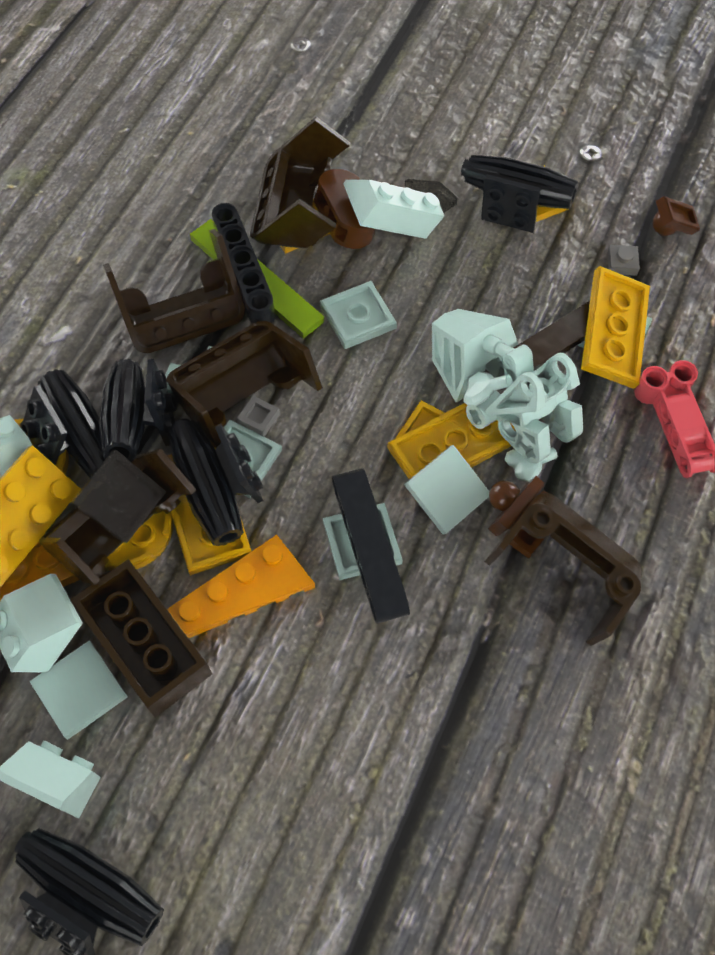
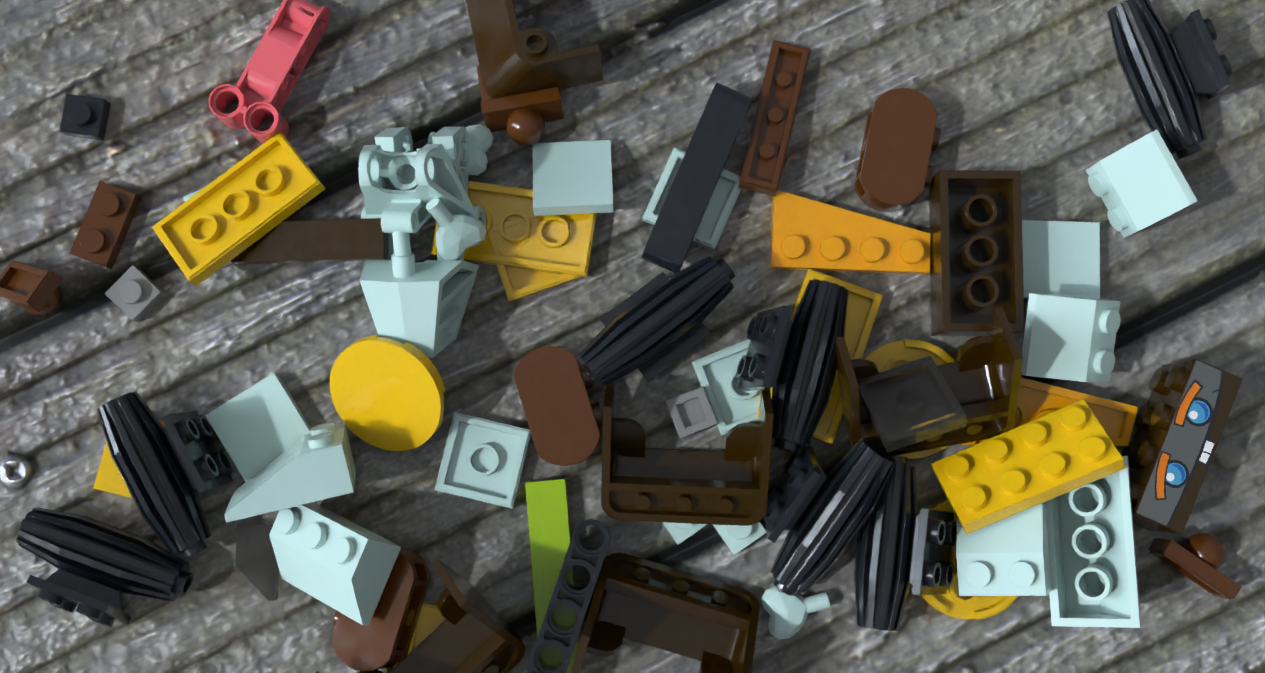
camera: 140 degrees left, 20 degrees up
(110, 354) = (790, 612): none -> light aqua rock
(250, 671) = (897, 150): none -> reddish brown brick
(321, 439) = (658, 322): none -> black plate
(344, 363) = (558, 405): none -> reddish brown brick
(353, 631) = (774, 118): none -> reddish brown tile
(440, 296) = (387, 393): none -> yellow tile
(445, 226) = (306, 472): none -> light aqua slope
(491, 248) = (258, 425): none -> light aqua tile
(503, 132) = (98, 565): none -> black plate
(675, 279) = (105, 225): none -> reddish brown plate

